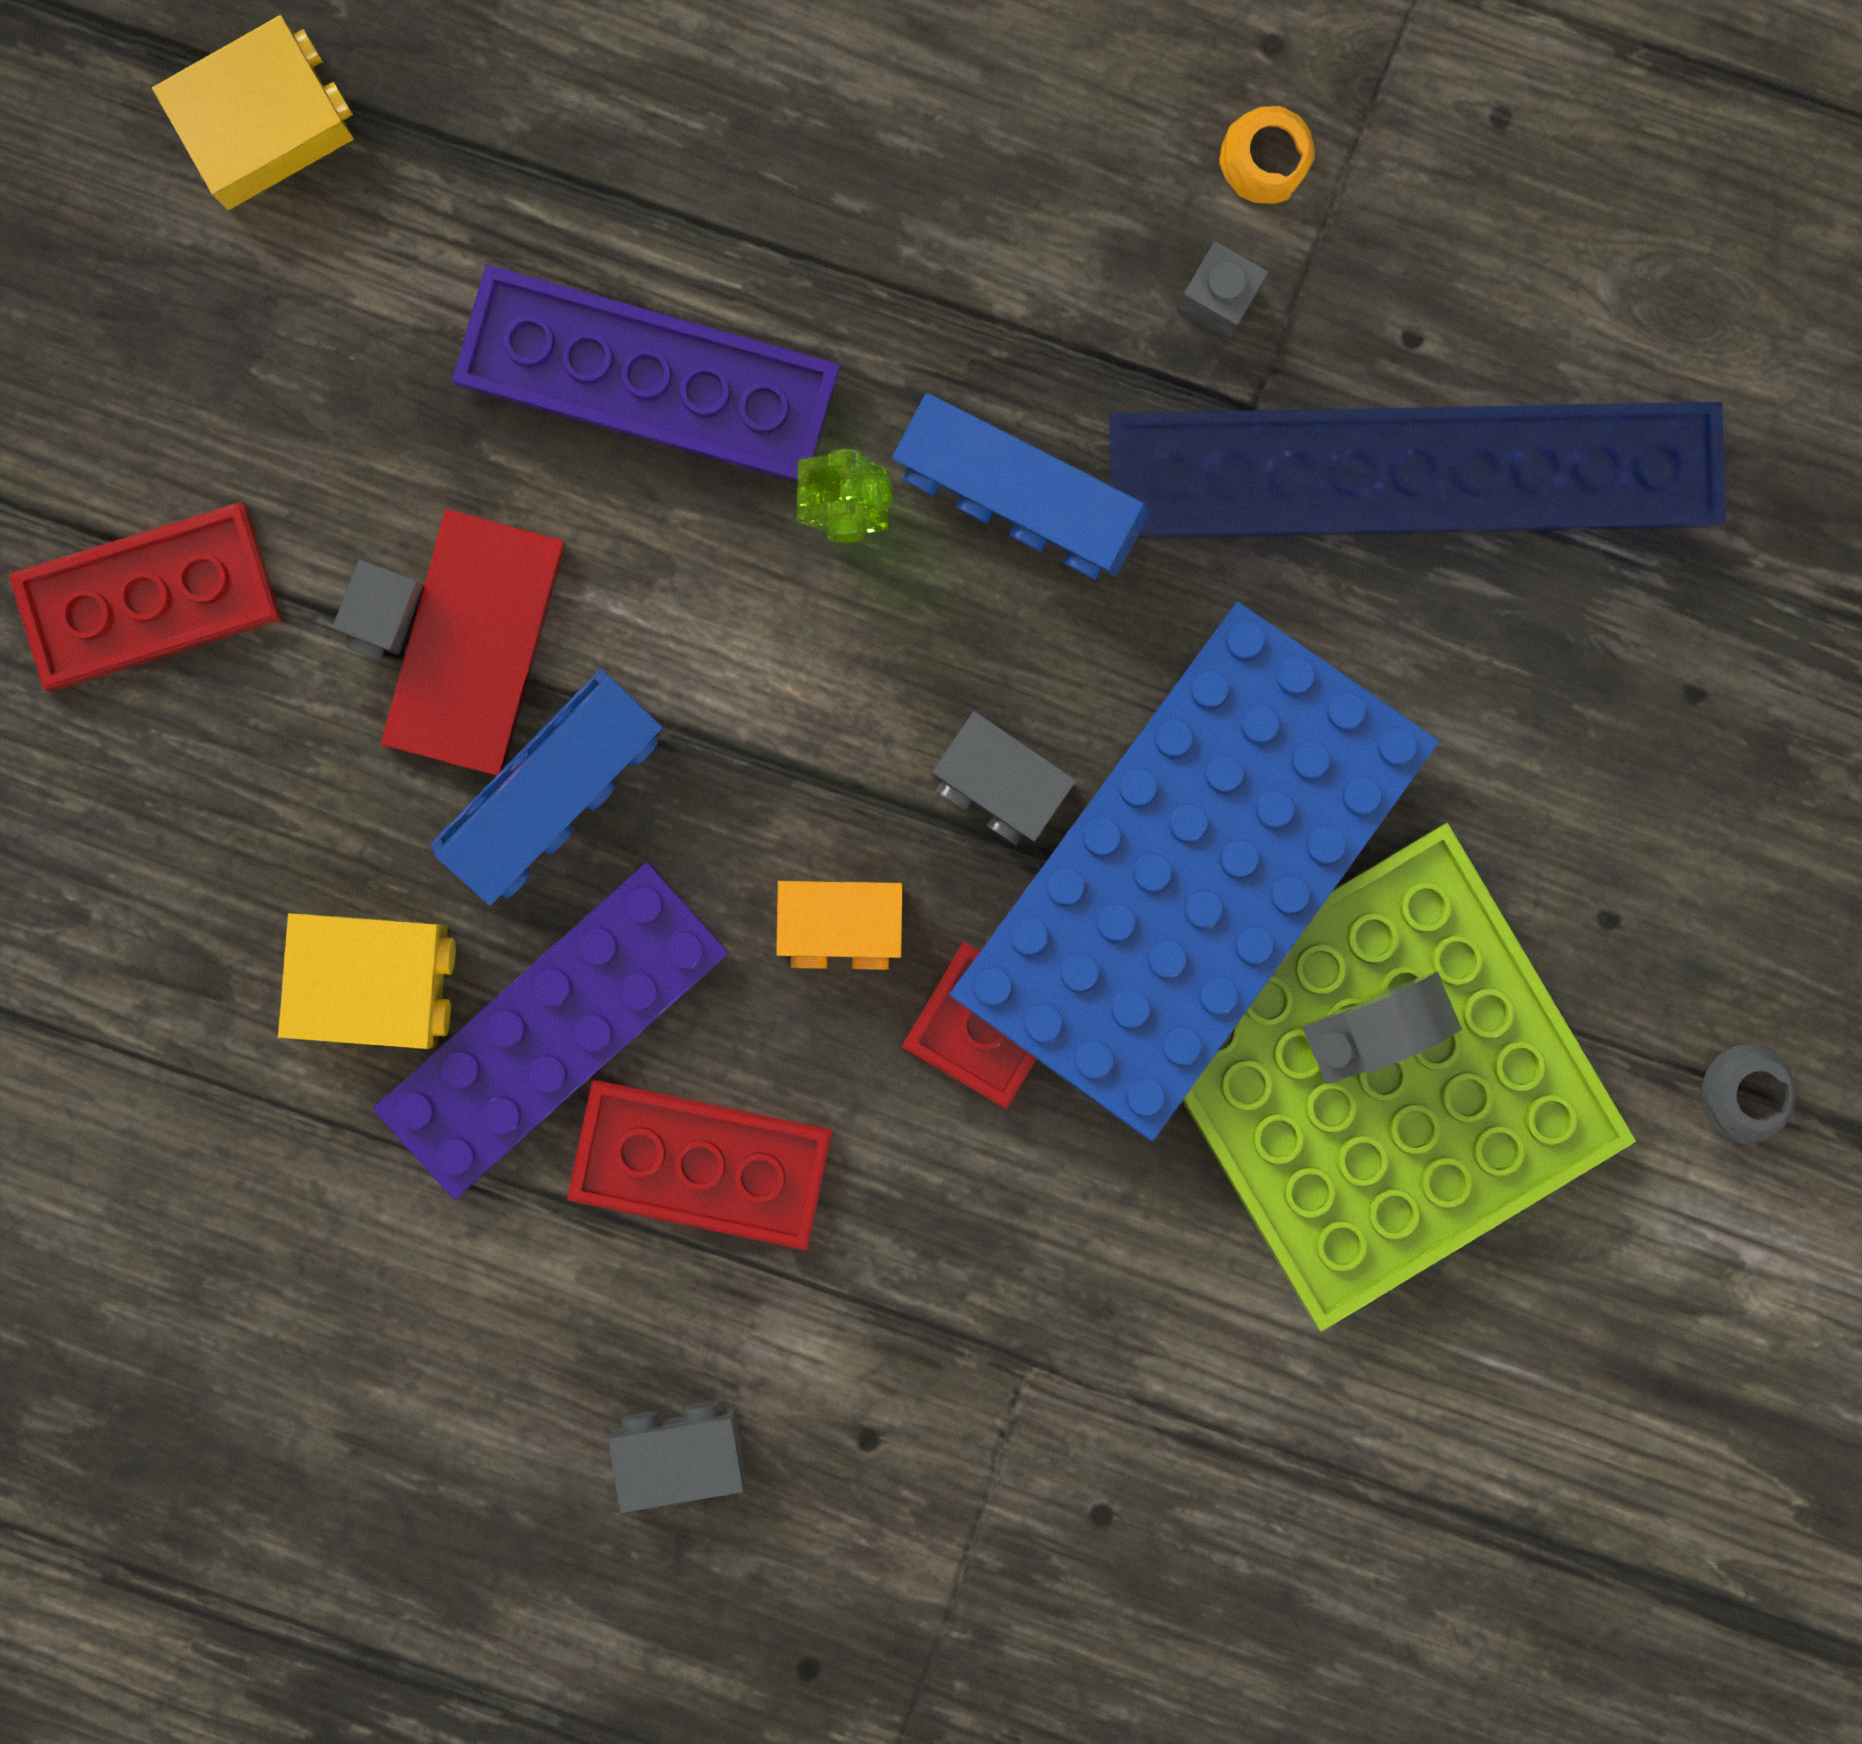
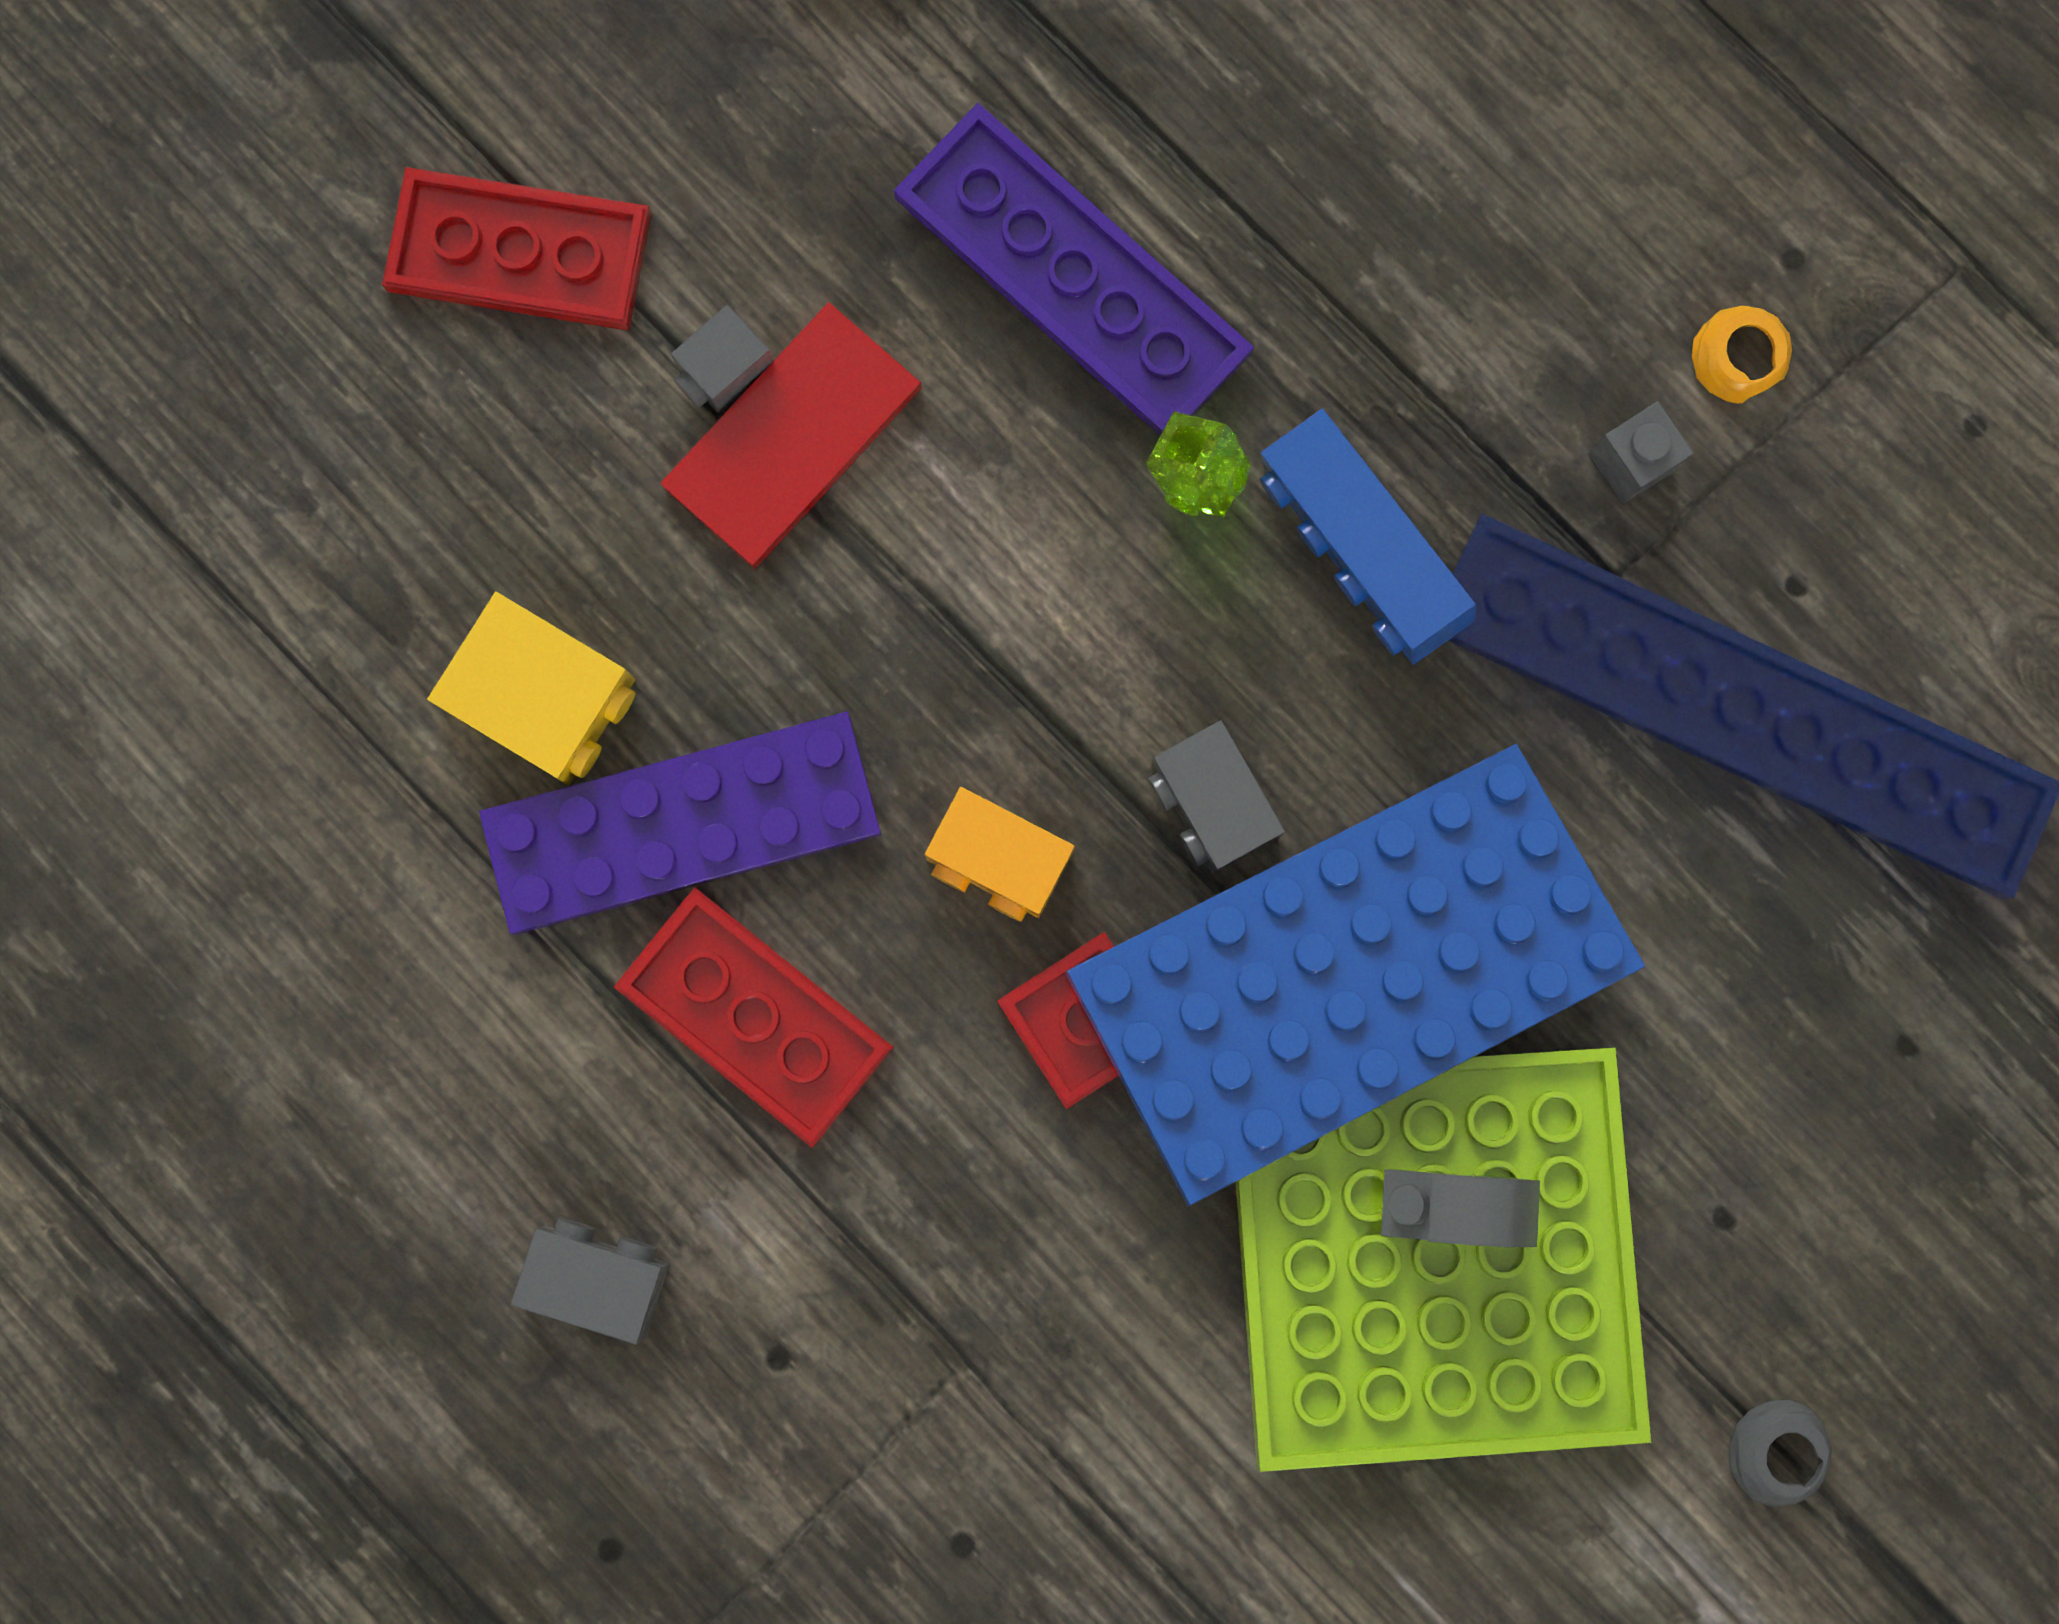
camera: 30 degrees right, 5 degrees down
(546, 788) = (791, 596): blue brick -> none

